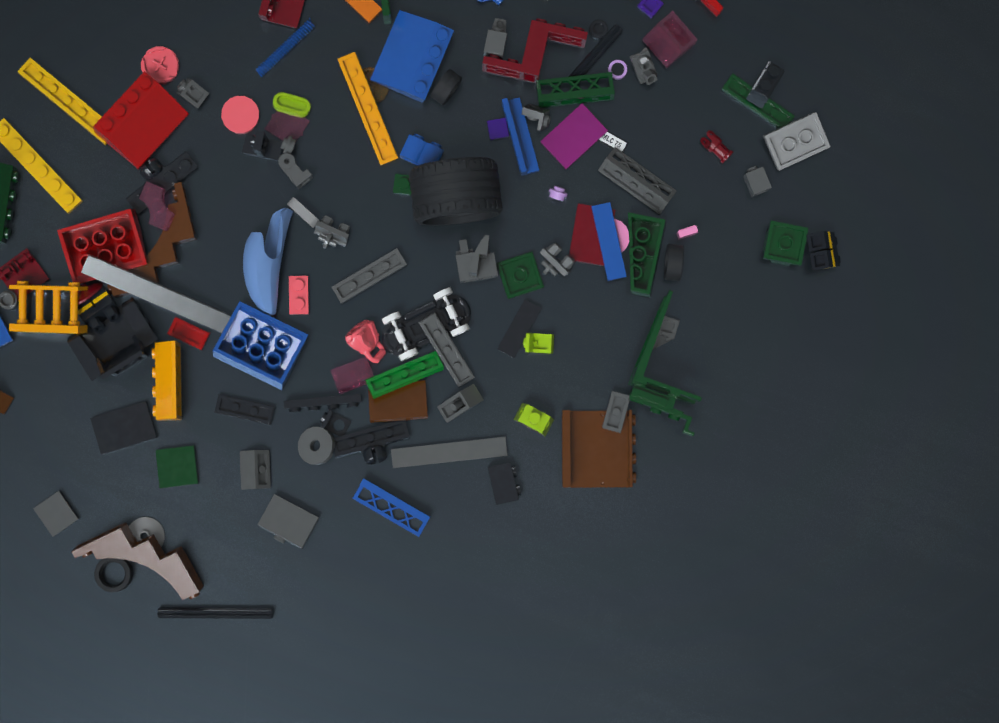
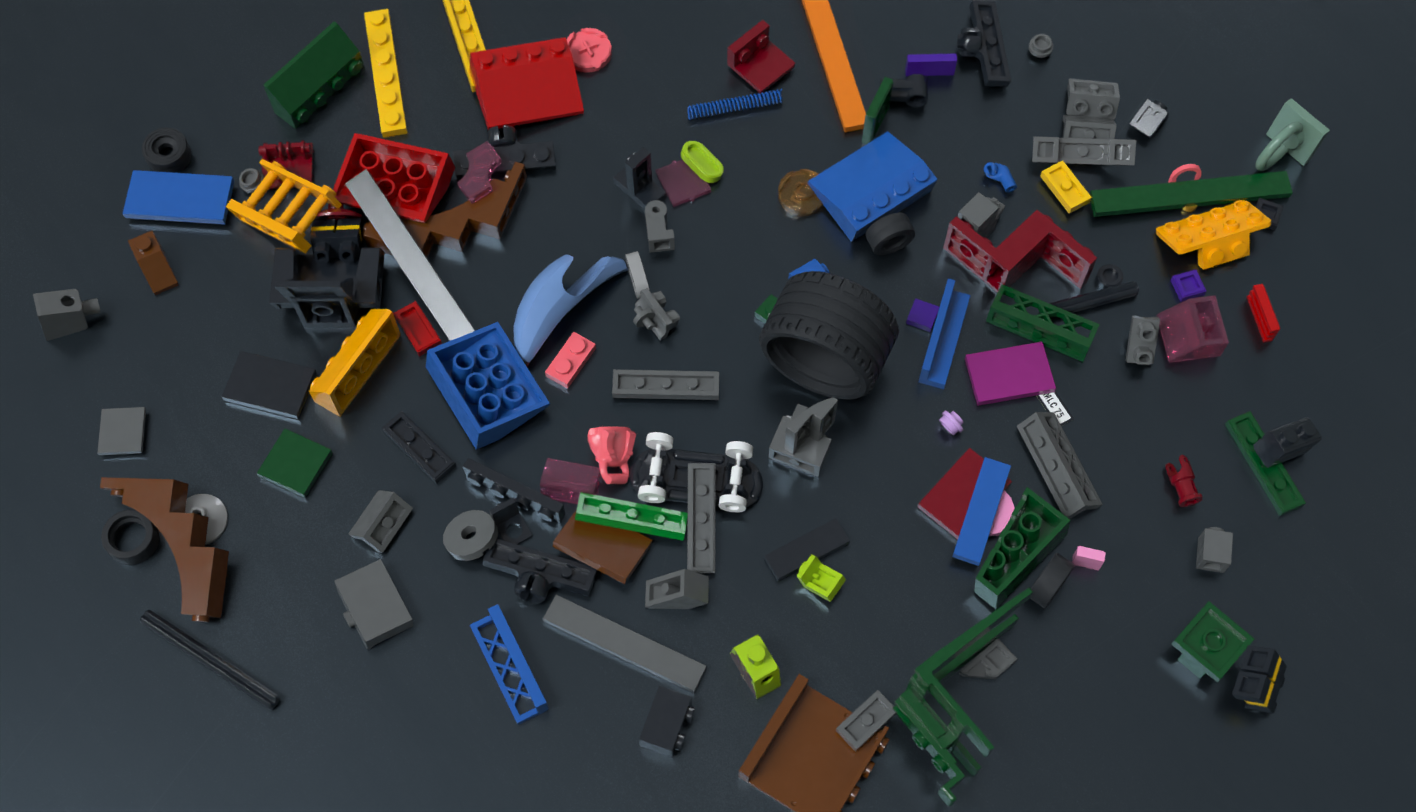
camera: 40 degrees right, 20 degrees down
(191, 92) = (602, 90): dark grey bracket -> none
(240, 114) = (636, 135): coral tile -> none
(288, 144) = (670, 195): dark grey plate -> none
(367, 108) = (785, 210): light orange tile -> none
(520, 275) = (846, 489): dark green tile -> none
(535, 112) = (984, 327): dark grey bracket -> none
(563, 266) = (907, 506): dark grey hips -> none
(618, 69) = (1108, 331): tile -> none
(796, 141) = (1293, 531): light grey plate -> none

